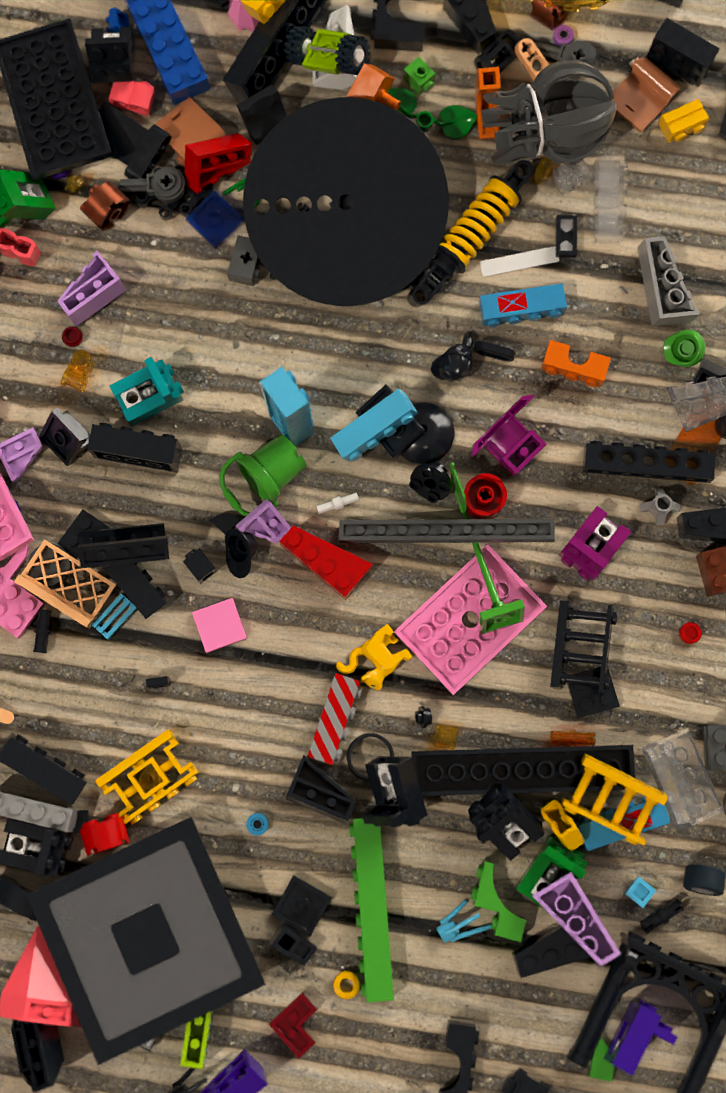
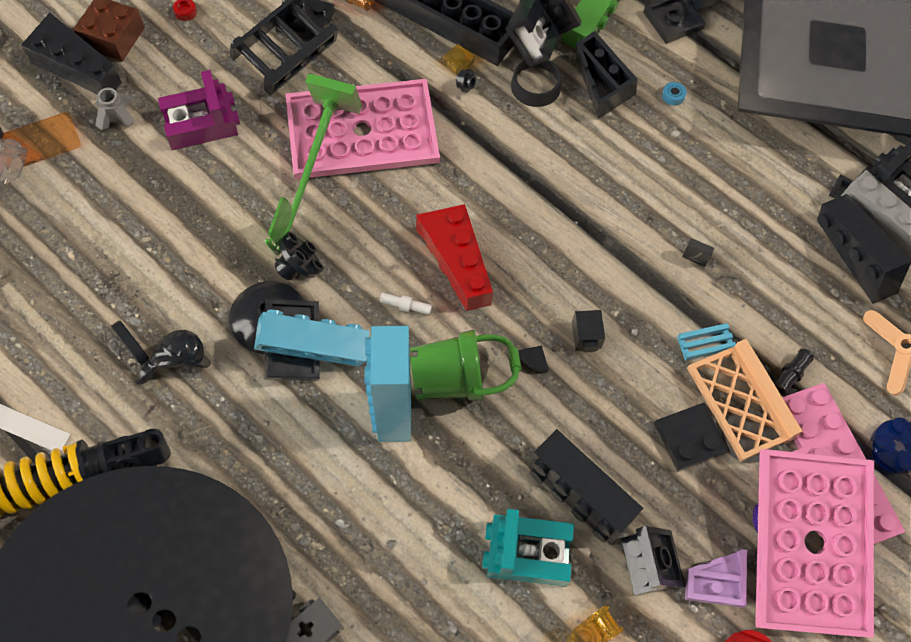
camera: 150 degrees left, 15 degrees down
(104, 835) = (828, 153): red brick -> none
(122, 545) = (669, 364): black fence -> none
(137, 587) = (669, 356): black wedge -> none
(138, 762) = (757, 198): yellow fence -> none
(144, 779) = (755, 179): clear yellow plate -> none
(219, 625) = (603, 268): bright pink tile -> none
(239, 551) = (537, 315): black piece -> none
(265, 523) = (493, 322): lavender wing -> none
(334, 719) = (548, 124): brick -> none
(378, 655) = (469, 150): yellow animal -> none
(447, 531) = (324, 201): dark grey plate -> none
(495, 492) = (255, 210): red brick -> none
(510, 441) = (192, 243): magenta piece -> none
(522, 305) = (59, 369): dark azure brick -> none
(557, 362) = (75, 293): orange arch -> none
(703, 458) = (74, 135): black brick -> none

